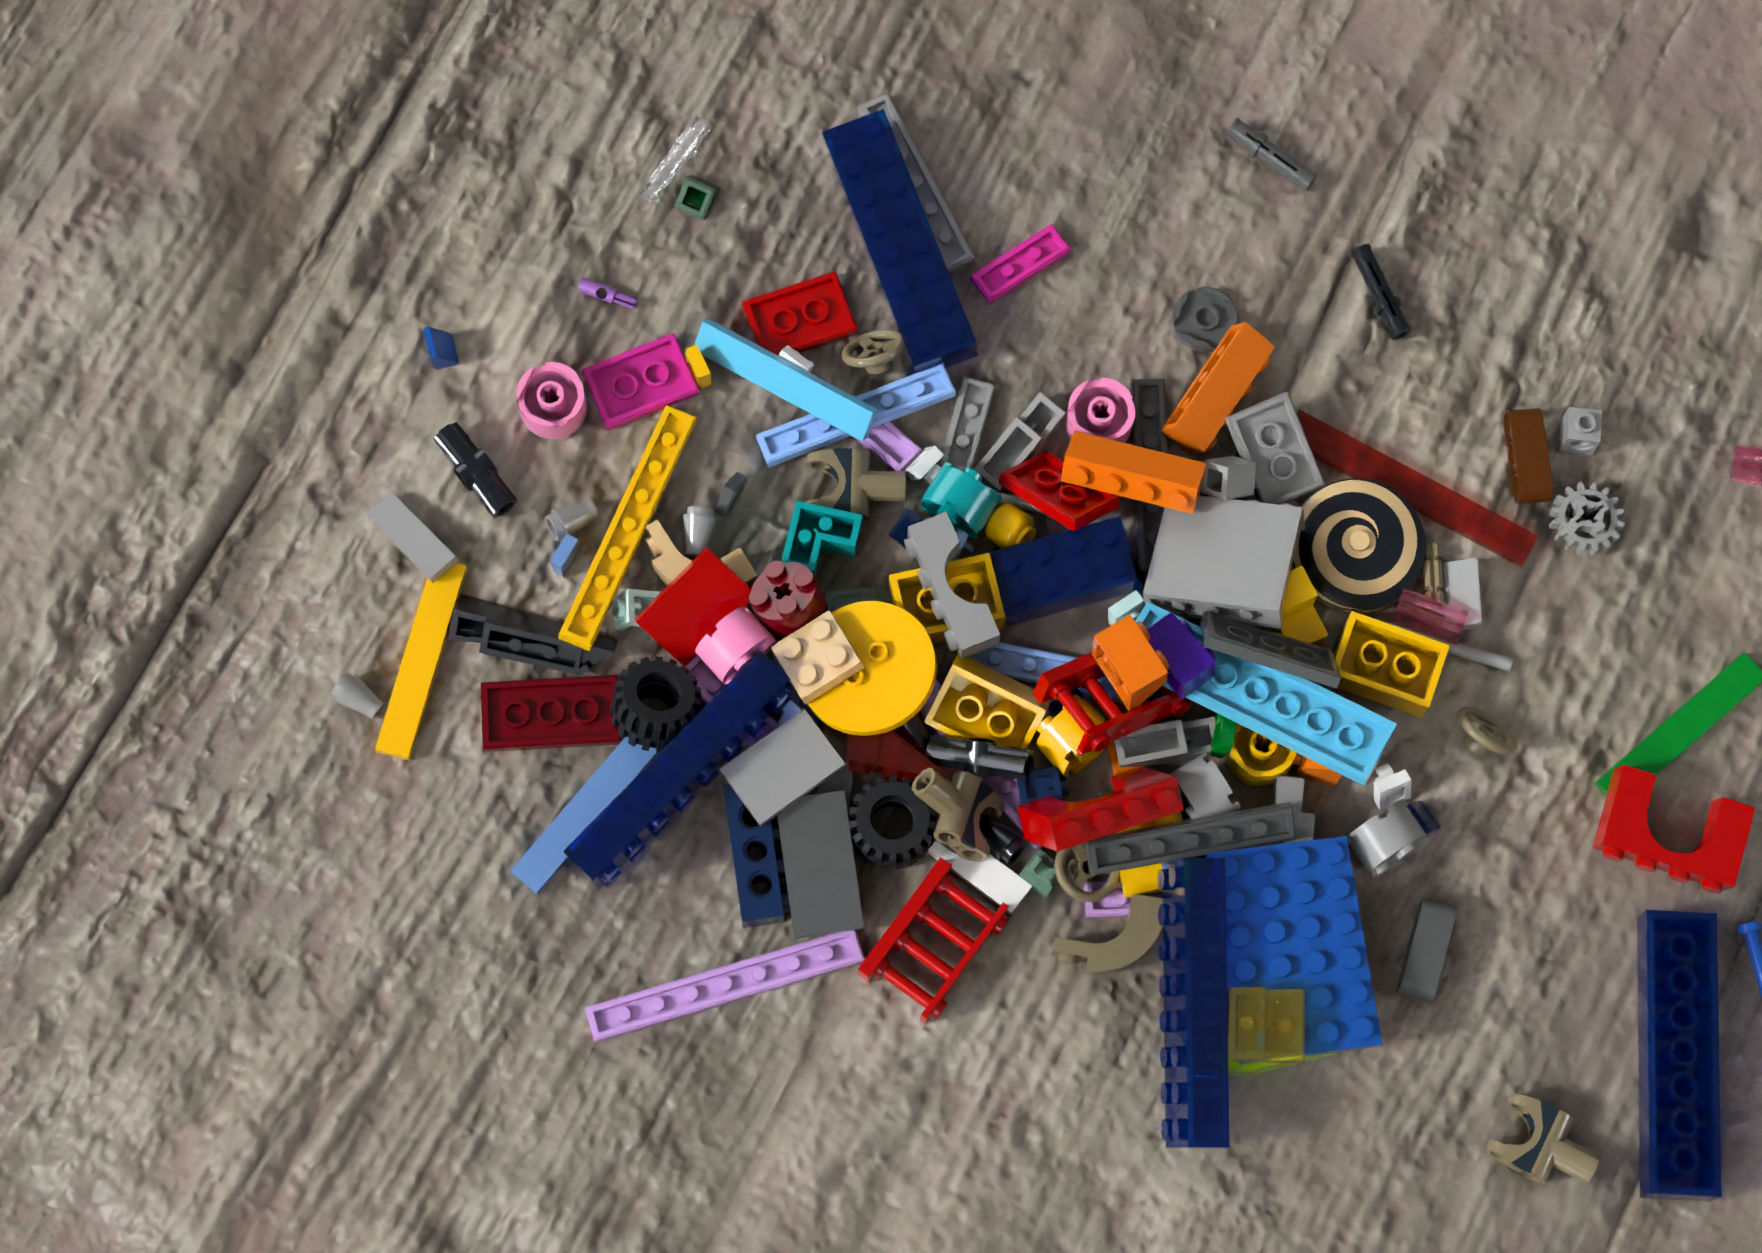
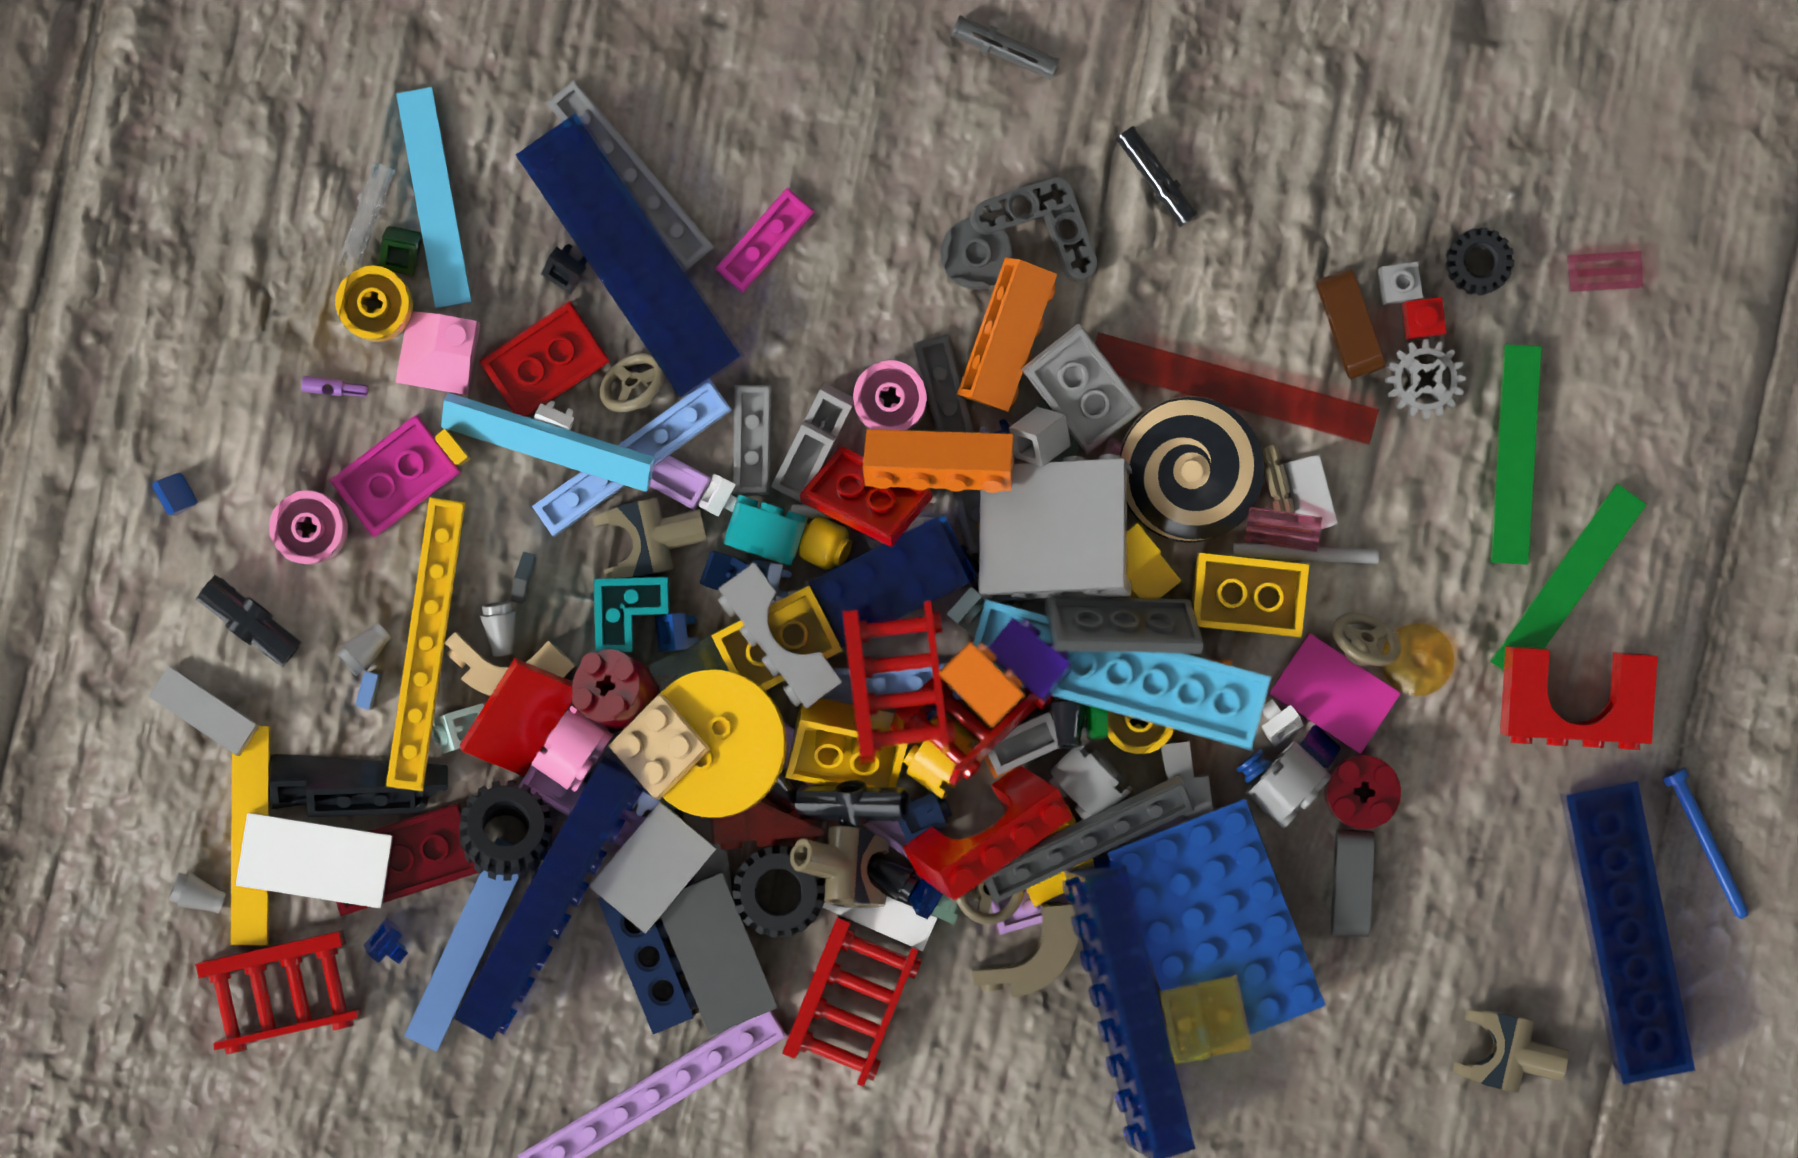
camera: 15 degrees left, 15 degrees up
(391, 769) = (255, 964): none -> red fence
(473, 691) = (314, 860): none -> white tile
(517, 781) = (386, 942): none -> clear blue tile
(649, 232) = (365, 285): none -> yellow brick
(709, 284) = (438, 352): none -> bright pink slope
(739, 160) = (434, 198): none -> medium azure tile
(837, 242) = (564, 269): none -> black tile
(853, 571) = (673, 633): none -> blue tile
(1019, 658) = (864, 668): none -> red fence
(1029, 857) = (925, 899): none -> clear blue tile
(1198, 728) = (1068, 721): none -> black cone
(1280, 299) = (1052, 213): none -> dark grey beam
(1355, 818) = (1253, 765): none -> blue bush
(1446, 775) = (1334, 693): none -> dark pink tile
(1472, 859) = (1374, 809): none -> dark red brick
(1525, 781) = (1438, 665): none -> clear yellow dish
(1596, 464) = (1423, 318): none -> red brick
(1645, 447) = (1495, 245): none -> black tyre
(1655, 606) = (1515, 454): none -> green tile

